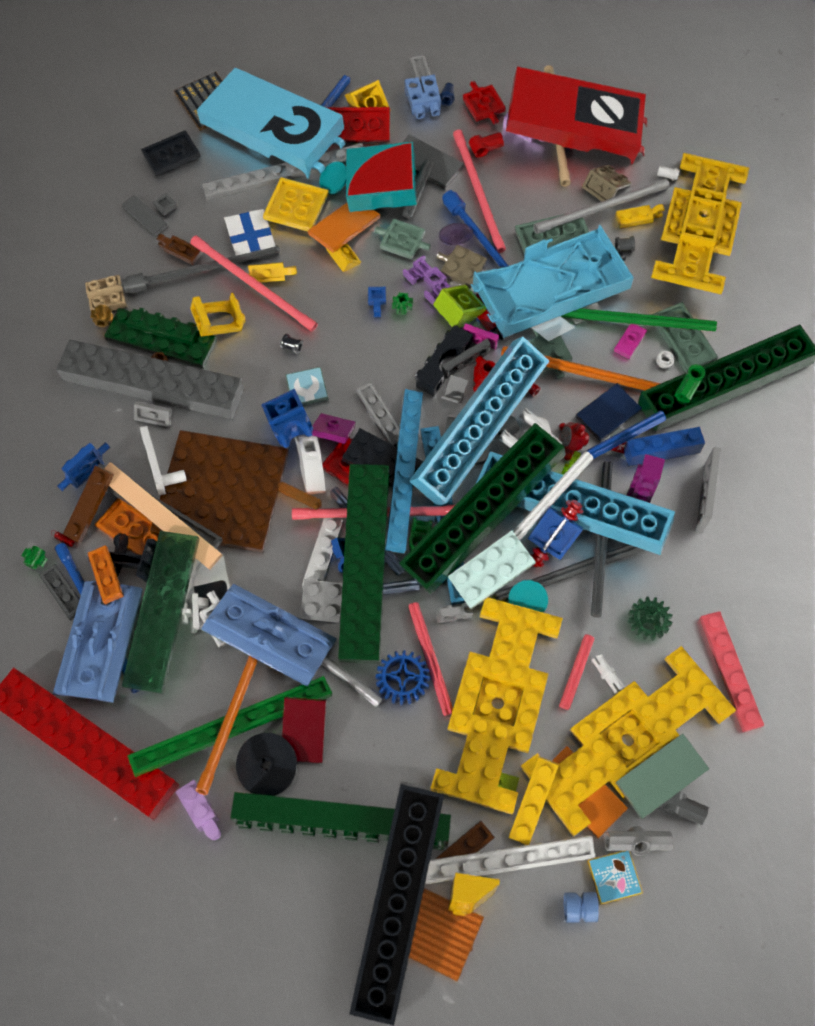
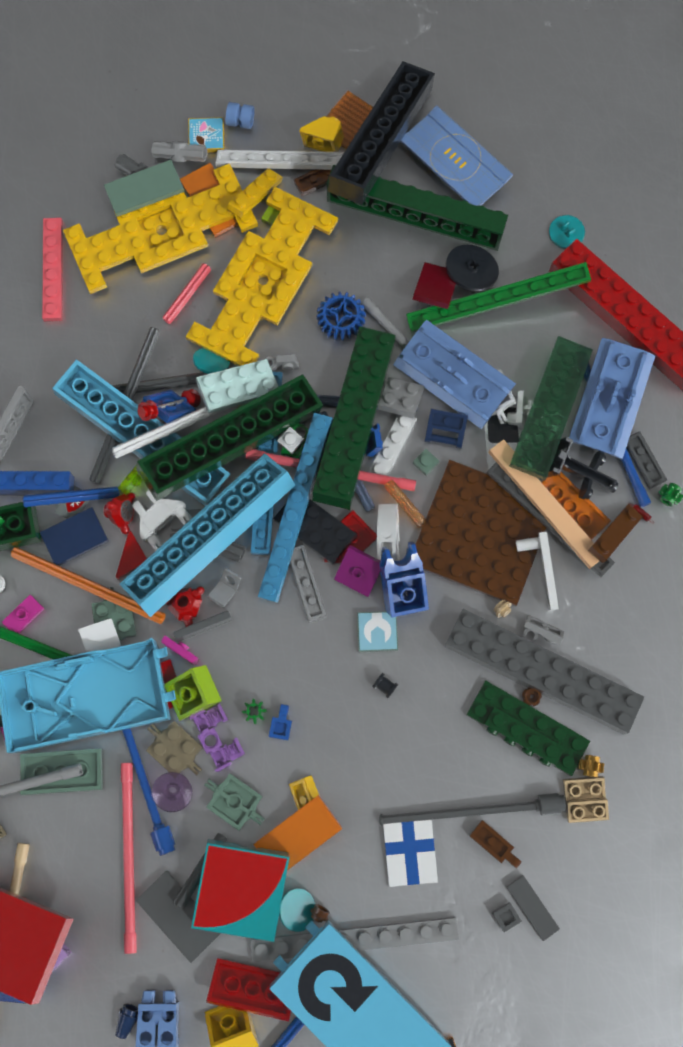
camera: 170 degrees left, 10 degrees up
(81, 465) = (616, 581): blue plate -> none
(105, 574) = (602, 453): orange tile -> none
(162, 840) = (566, 230): none -> teal piece
(170, 153) = (492, 1000): black plate -> none
(193, 424) = (502, 609): none -> tan plate
(199, 810) = (533, 243): lavender brick -> none
(208, 774) = (523, 245): orange piece -> none
(231, 306) = (441, 726): yellow panel -> none
(270, 580) = (448, 422): none -> dark blue plate
(271, 271) = (393, 786): yellow plate -> none
(286, 545) = (426, 462): none -> sand green plate
(295, 204) = (349, 880): yellow plate -> none
(303, 319) = (466, 830): coral piece -> none
(305, 900) = (456, 157): none -> medium blue hinge
(315, 179) = (319, 913): none -> reddish brown plate
(423, 527) = (291, 440): none -> white plate
(431, 377) = (210, 647): black arch -> none
(431, 660) = (312, 331): coral axle -> none
(481, 145) = (104, 924): red piece -> none
(484, 103) = (84, 995): red plate -> none
(548, 405) = (131, 557): none -> red tile
(608, 674) = (160, 284): white pin -> none
(646, 478) = (68, 428): magenta brick -> none
(652, 610) = (98, 322): clear green gear -> none

